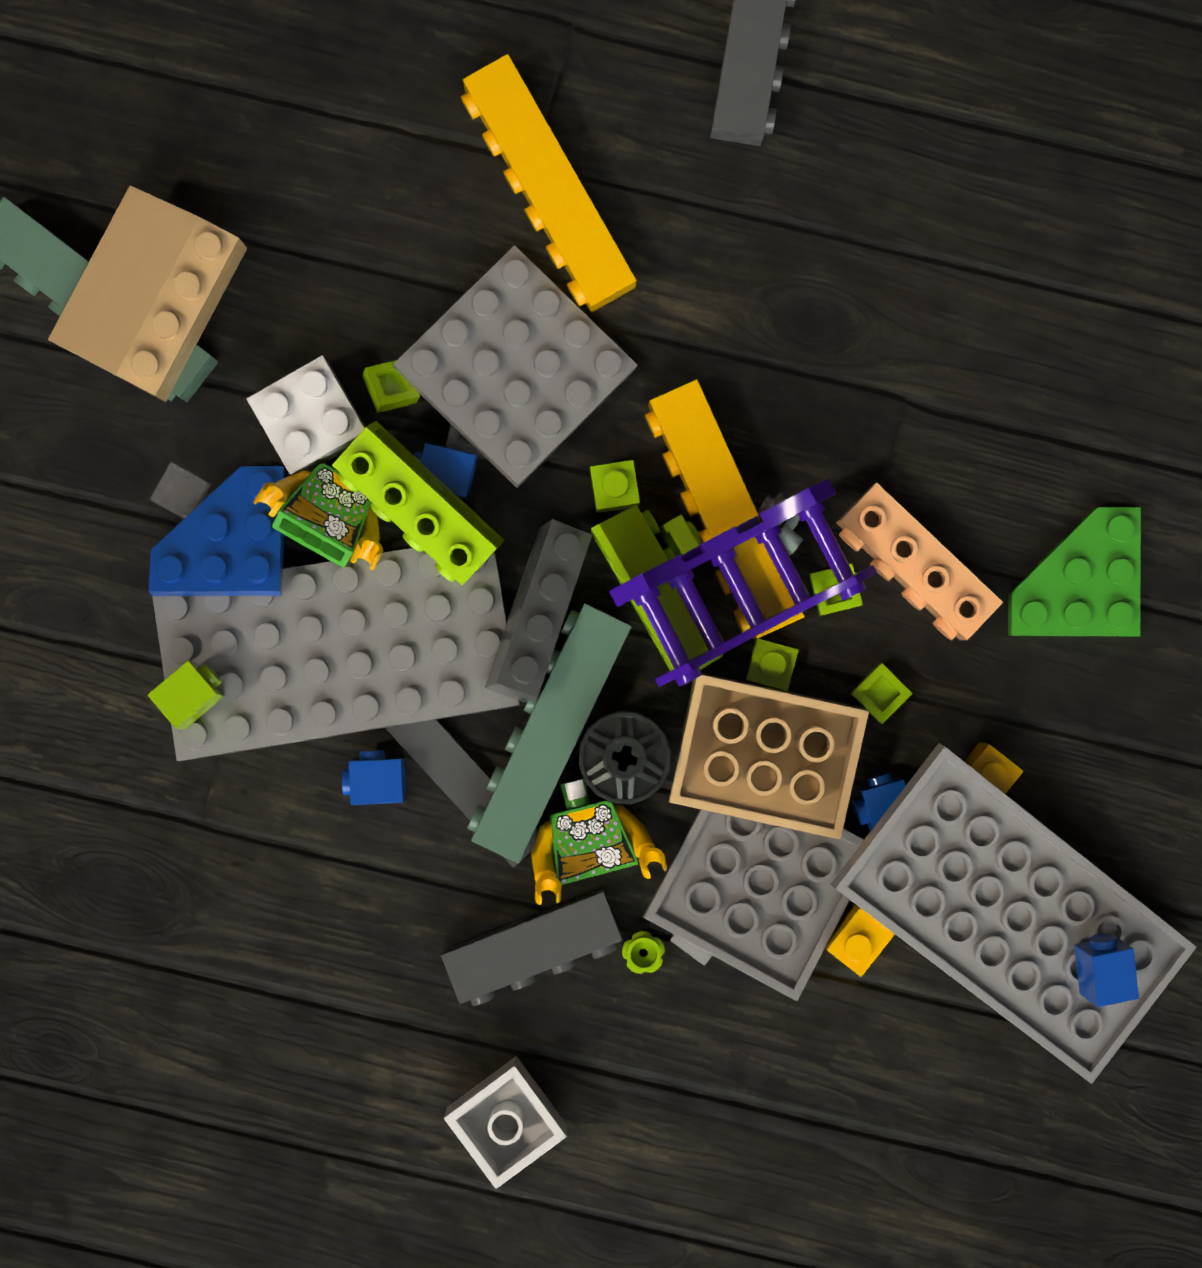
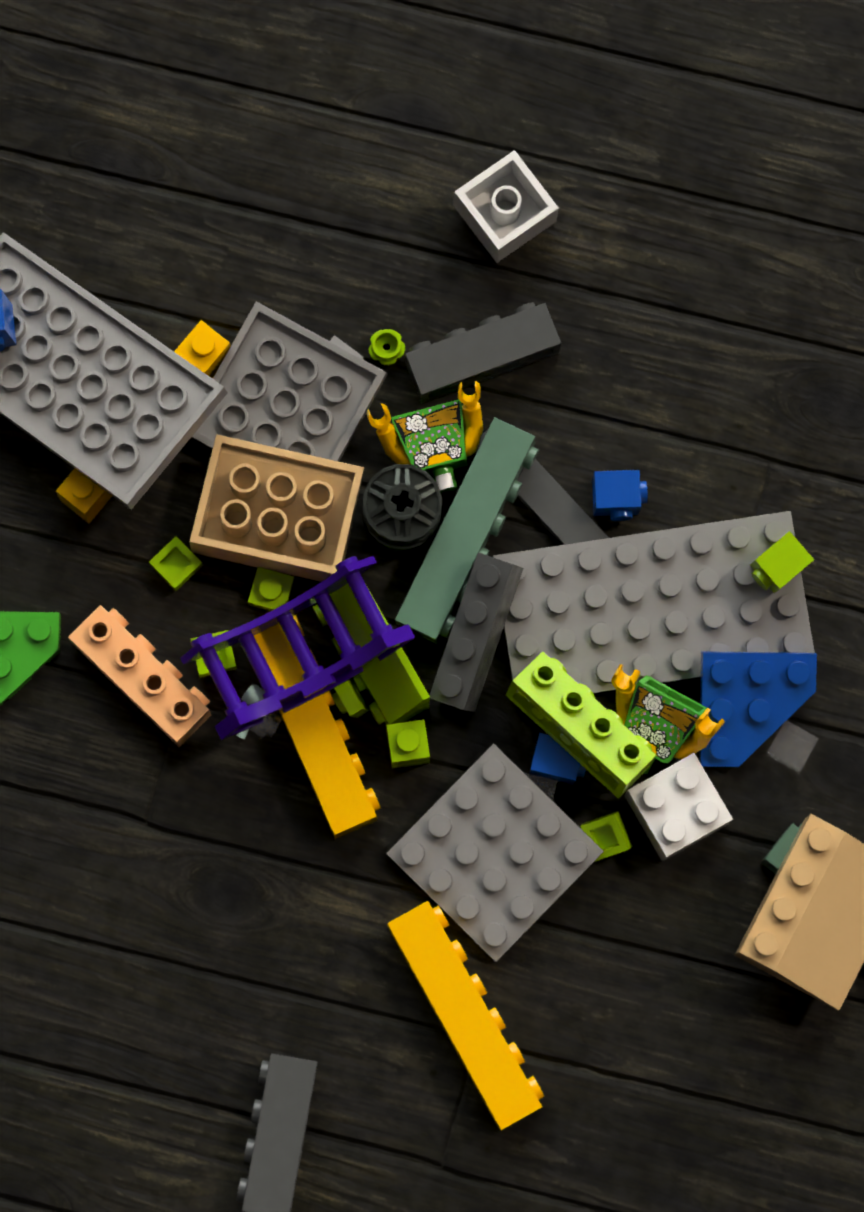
camera: 175 degrees right, 10 degrees down
(877, 798) = (180, 473): blue brick -> none

